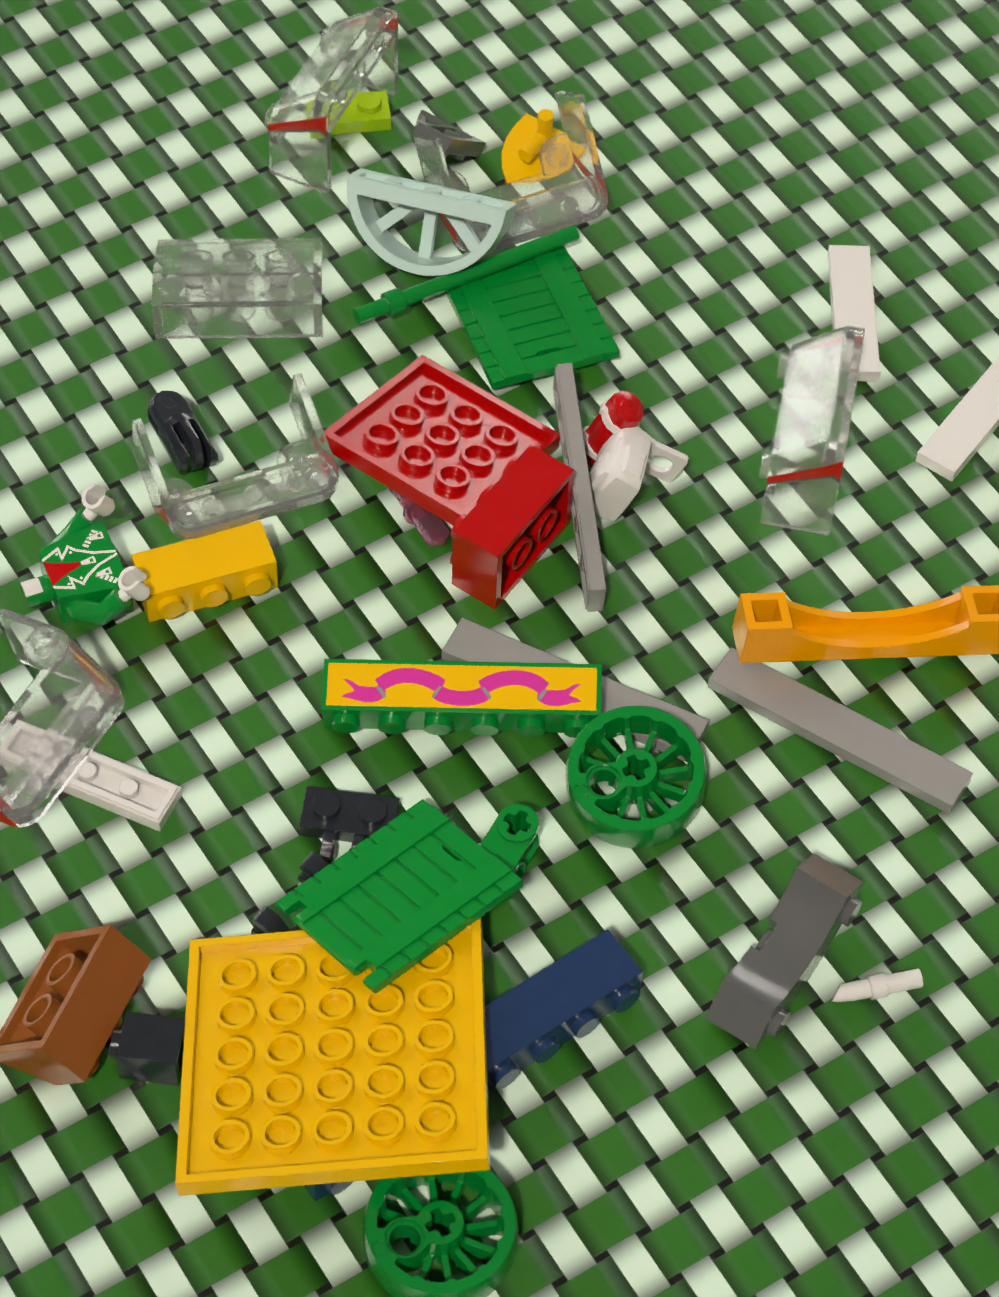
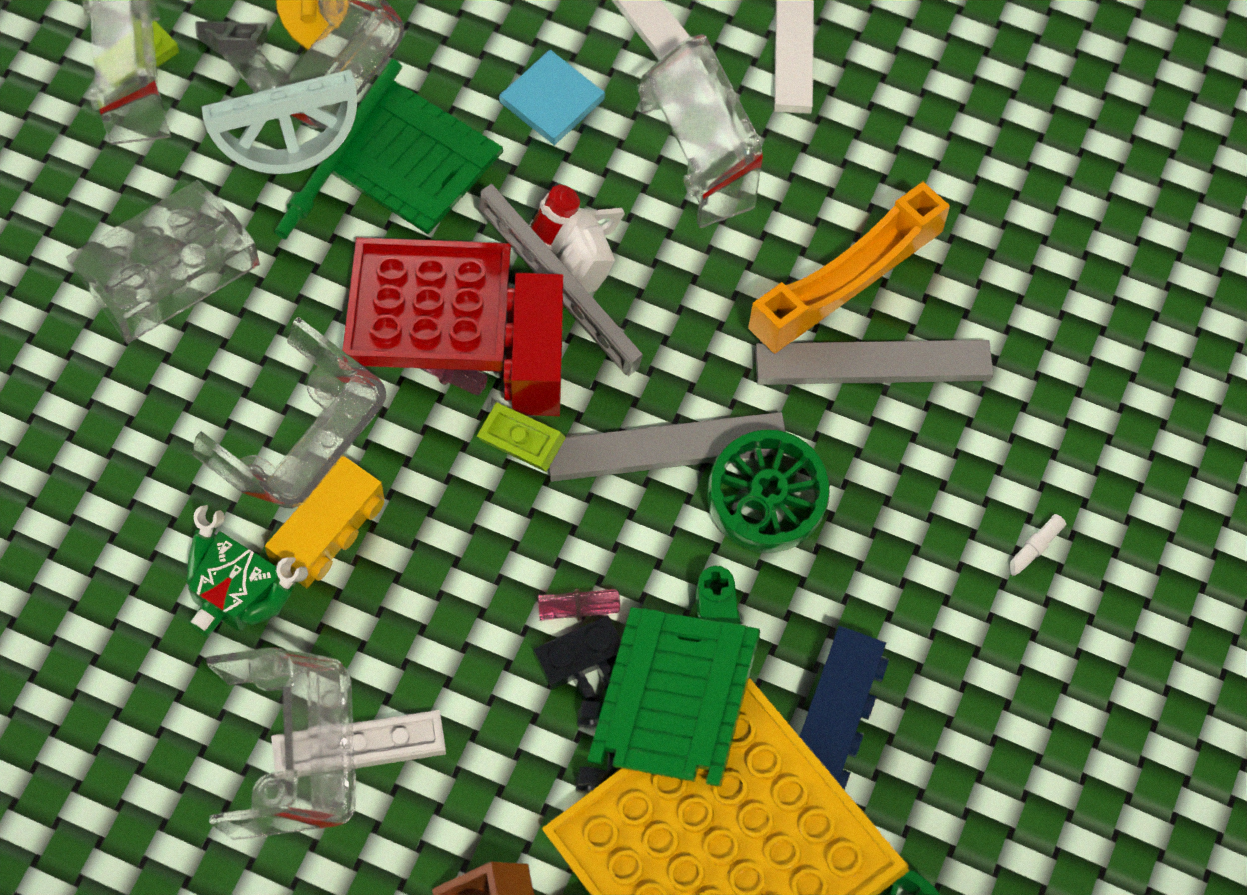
camera: 35 degrees left, 10 degrees up
(180, 432) = (215, 415): black arm -> none
(378, 773) = (578, 604): none -> clear pink axle
(438, 600) = (521, 436): none -> lime plate
(460, 696) = (597, 506): brick -> none
(703, 336) = (552, 97): none -> medium azure tile
(770, 977) = (966, 565): dark grey brick -> none

